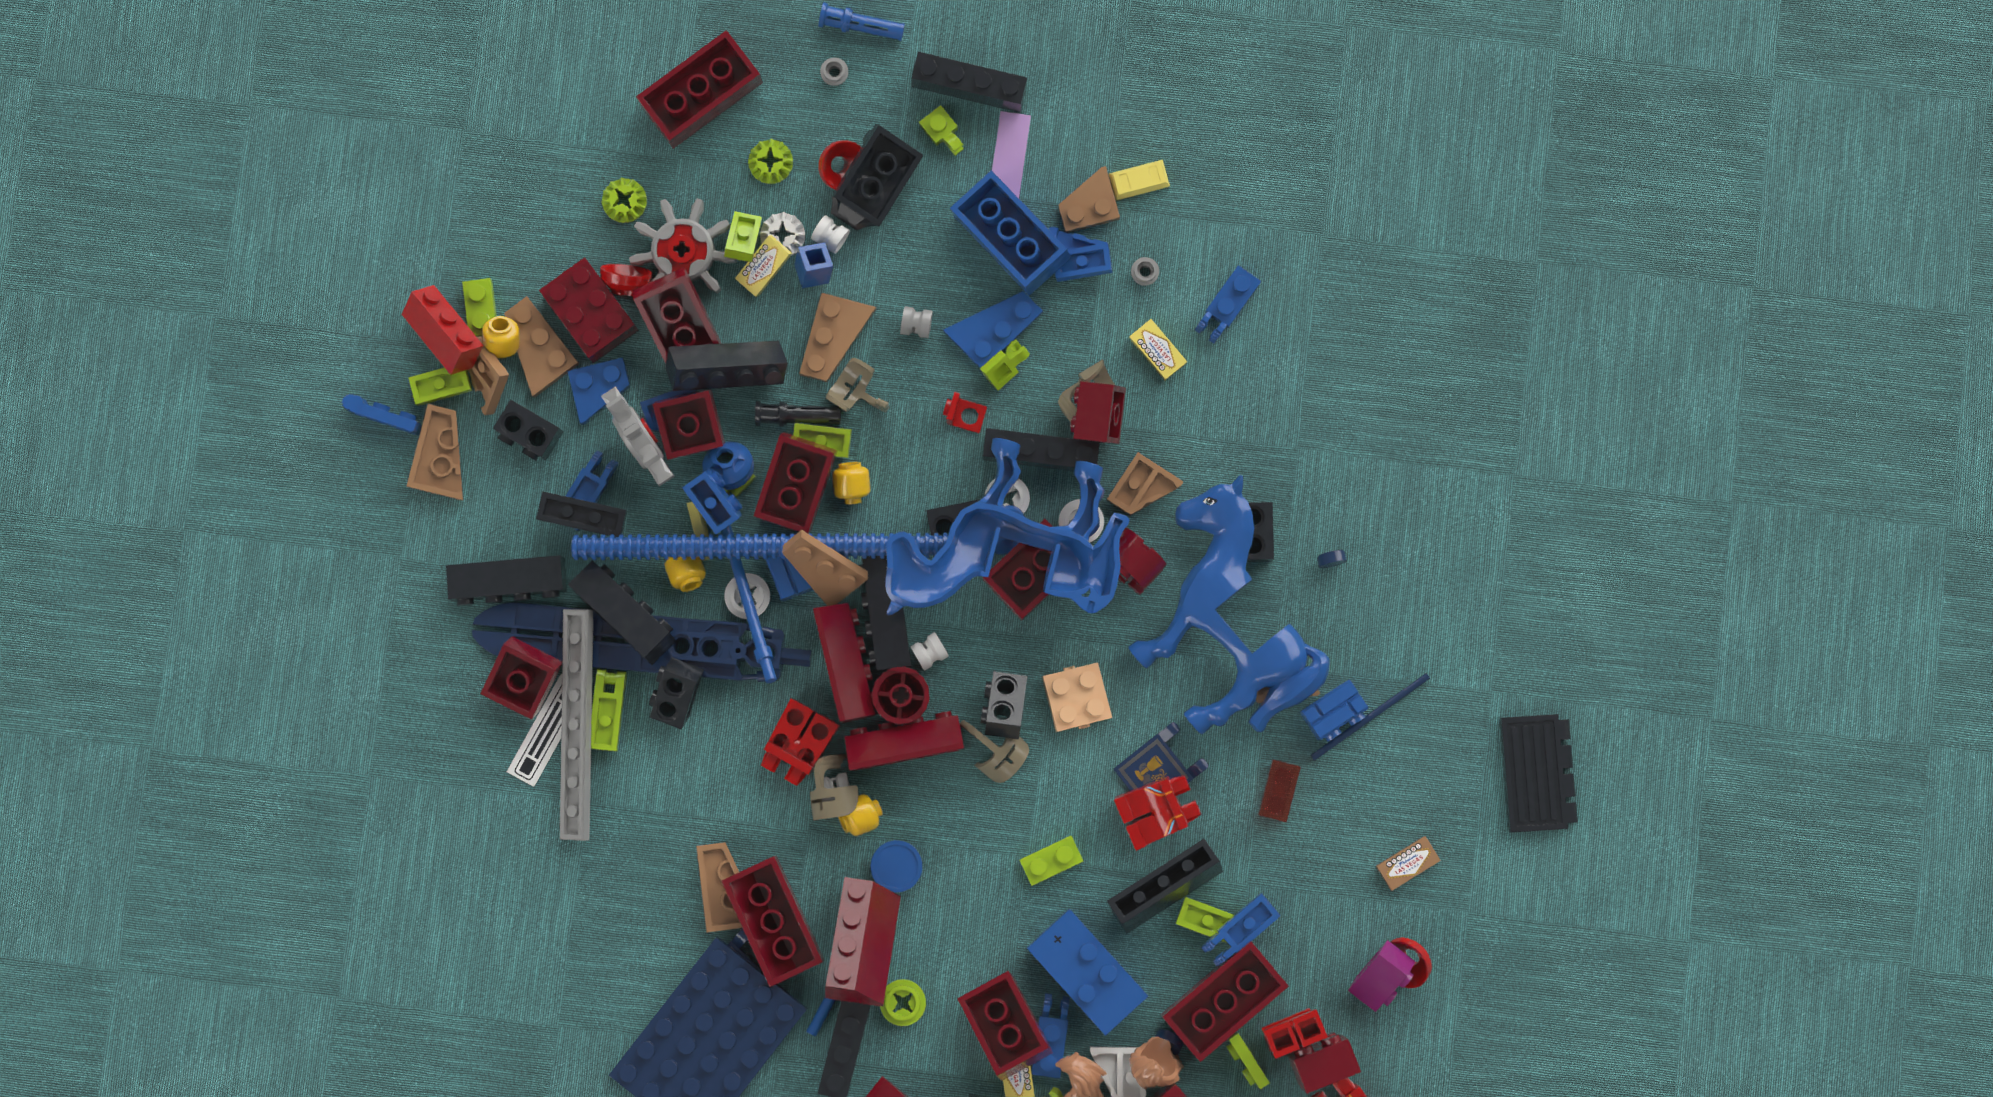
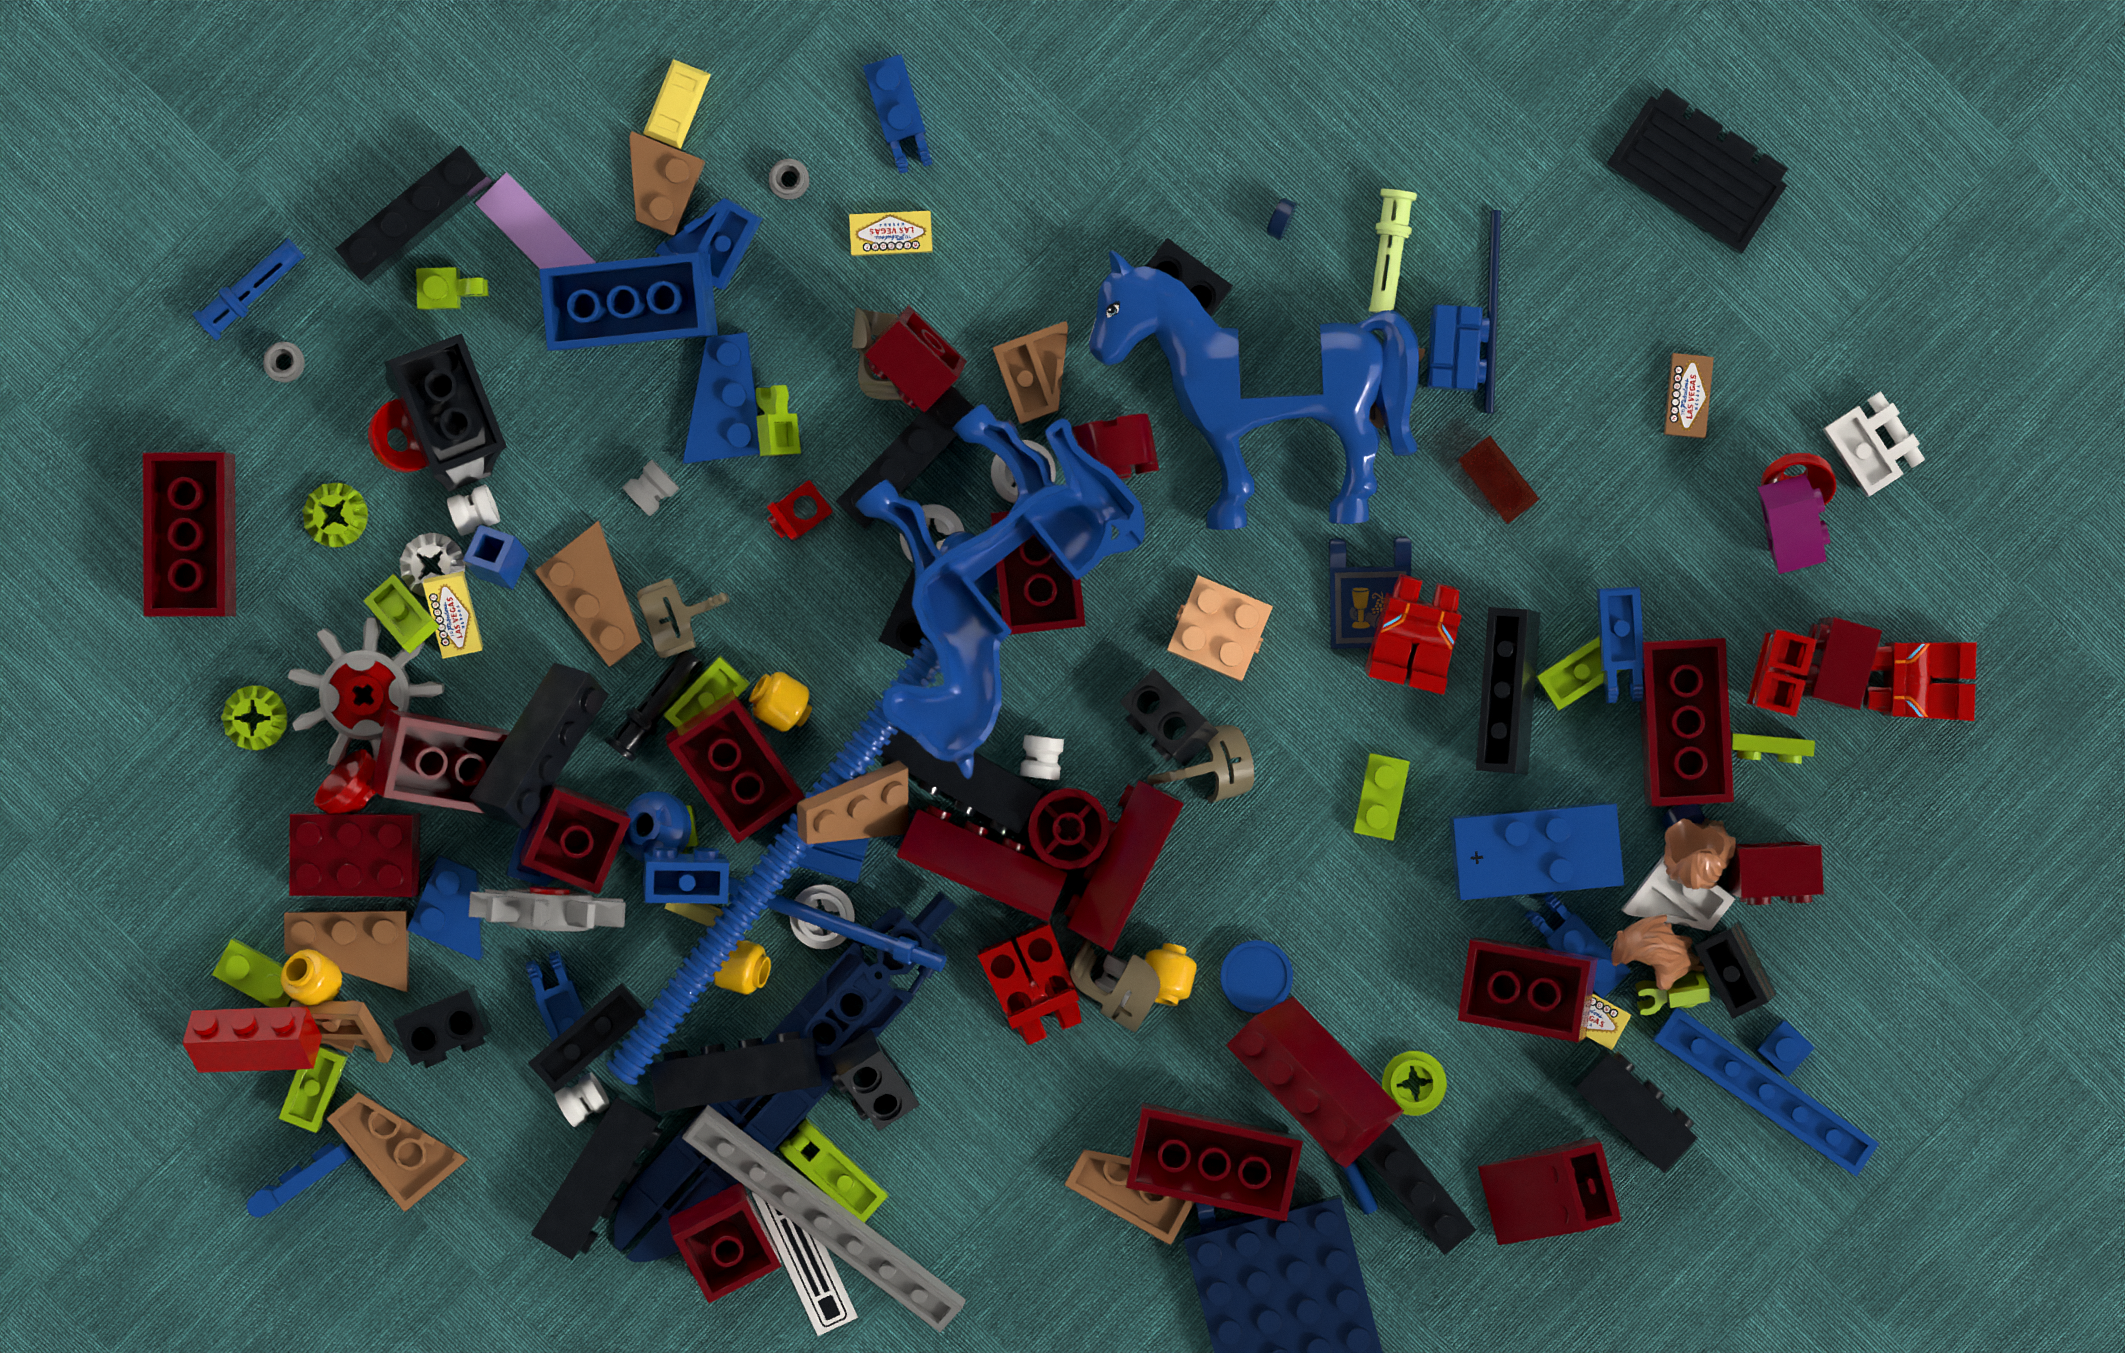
camera: 50 degrees left, 5 degrees up
(543, 538) = (582, 1099): none -> white wheel
(1372, 626) = (1390, 227): none -> yellowish green pin
(1453, 987) = (1864, 451): none -> white plate

